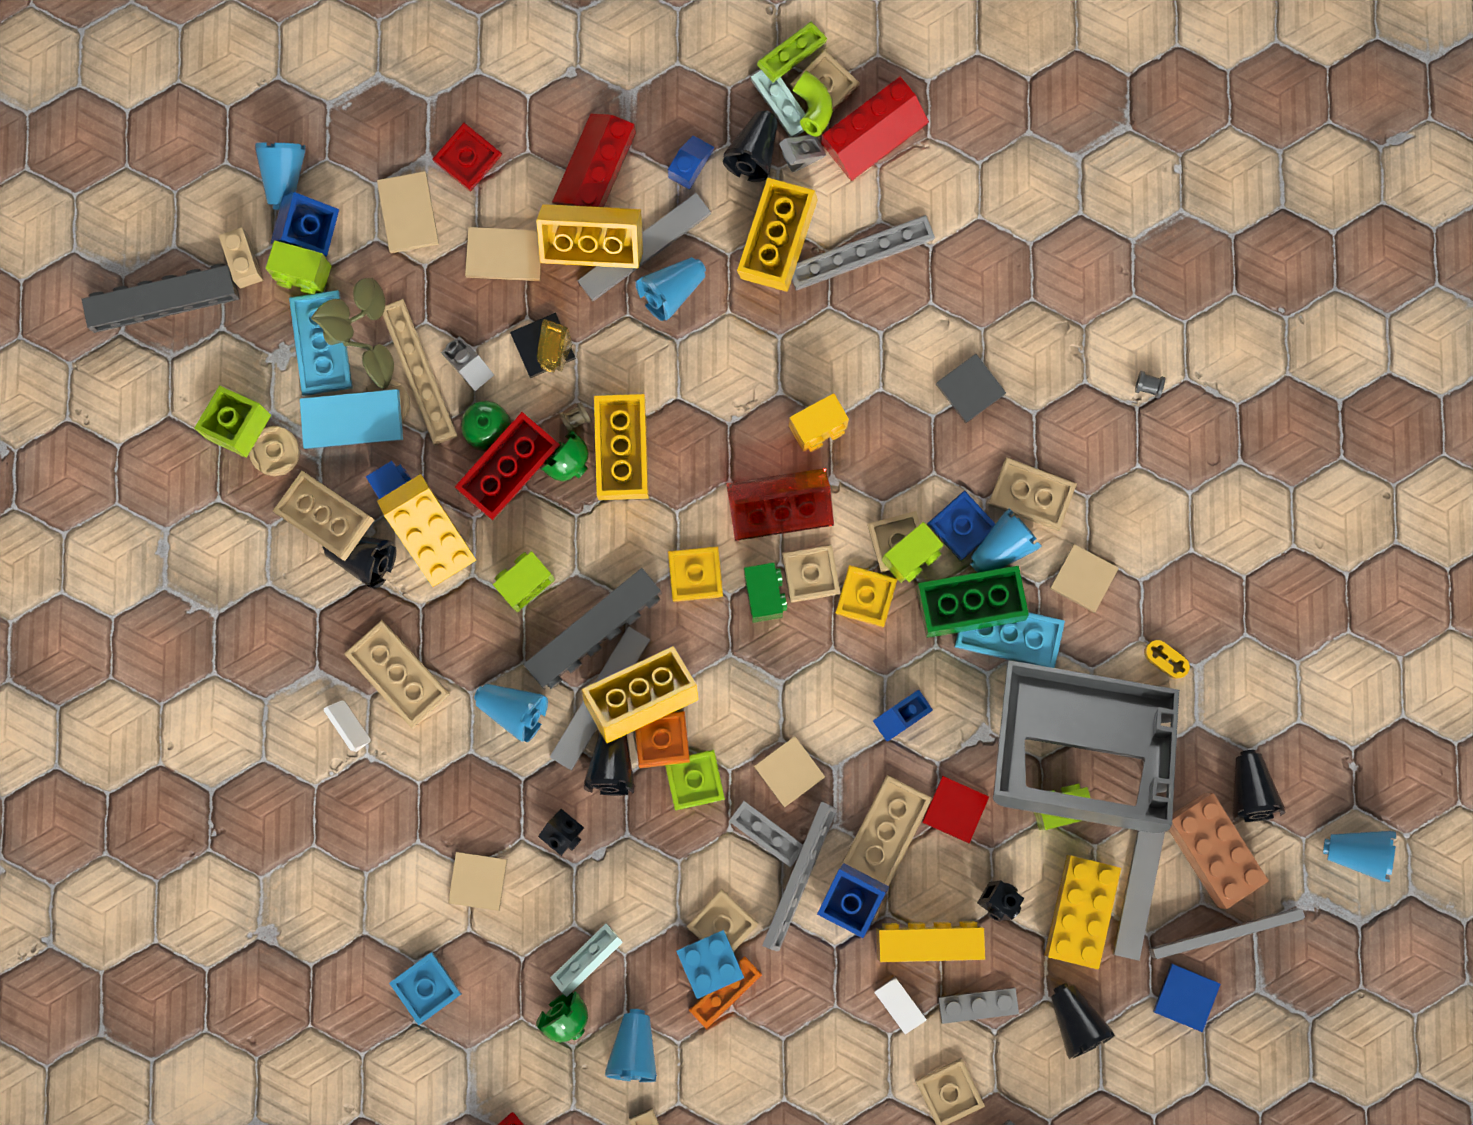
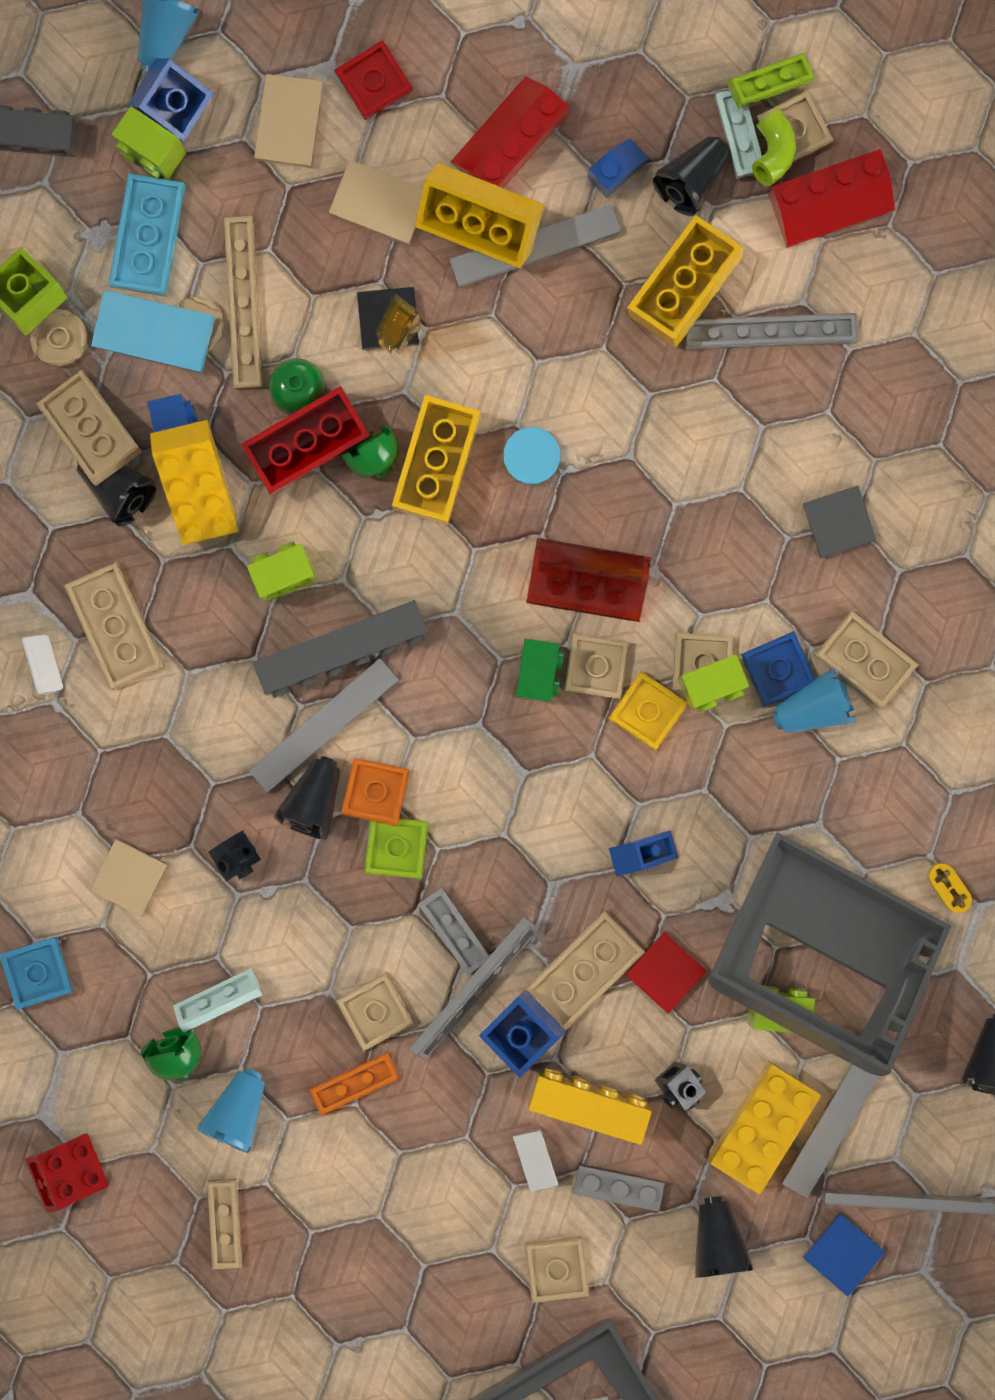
camera: 15 degrees right, 5 degrees up
(240, 257) = (89, 111): tan brick -> none
(335, 322) = (168, 226): olive plant -> none
(467, 363) = (299, 311): light grey slope -> none
(512, 709) = (225, 706): dark azure cone -> none
(575, 417) = (396, 410): dark tan bush -> none
(640, 694) = (367, 737): yellow brick -> none
(670, 287) = (549, 300): dark azure cone -> none
(695, 574) = (471, 625): yellow tile -> none
(699, 418) = (531, 455): none -> medium azure tile
(710, 964) = (347, 1049): dark azure plate -> none
(789, 771) = (501, 872): tan tile -> none
(801, 151) = (743, 196): light grey slope -> none
(819, 423) = (659, 506): yellow brick -> none
(972, 601) = (760, 756): green brick -> none
(1026, 641) = (789, 803): medium azure tile -> none
(1084, 578) = (890, 770): tan tile -> none
(1216, 851) = (930, 1111): nougat brick -> none

